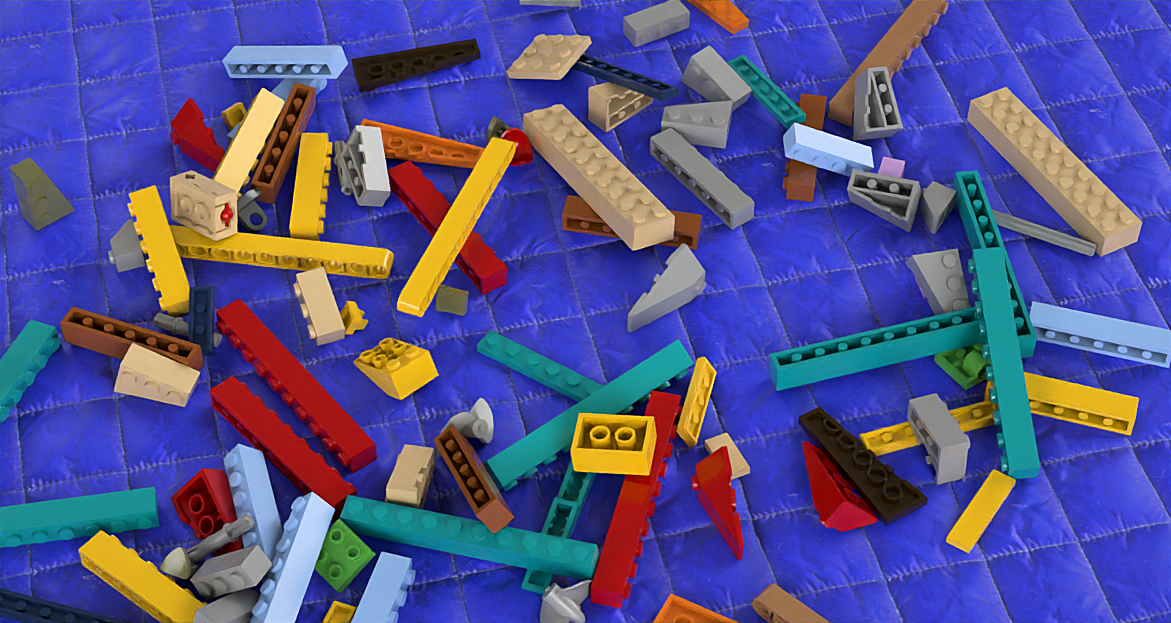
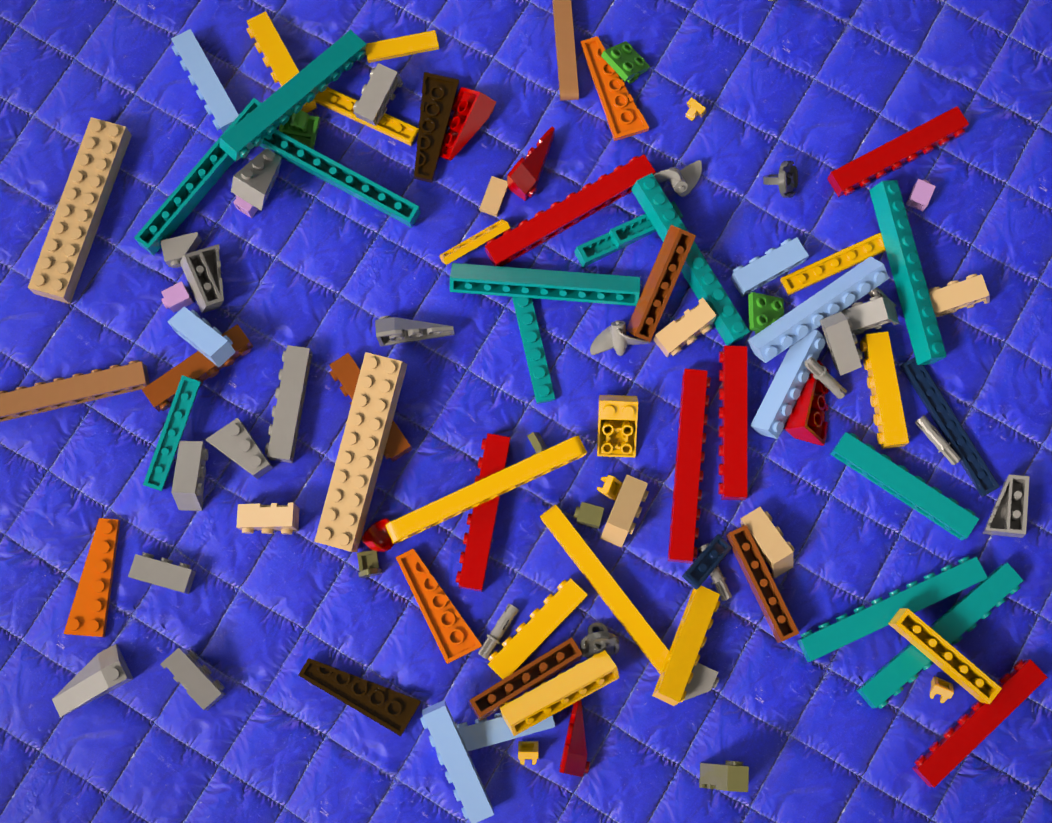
camera: 135 degrees left, 30 degrees up
(37, 586) = (938, 440): none -> light grey axle
(178, 564) = (858, 384): tile -> none
(203, 205) = (633, 654): tan piece -> none
(348, 286) = (589, 515): none -> olive brick
(366, 166) = (493, 602): light grey wedge -> none
(549, 57) = (270, 604): tan plate -> none
(613, 444) = (562, 235): yellow brick -> none
(625, 78) = (258, 527): dark blue tile -> none
(875, 105) = (128, 346): light grey wedge -> none
(1044, 233) = (143, 175): light grey axle -> none

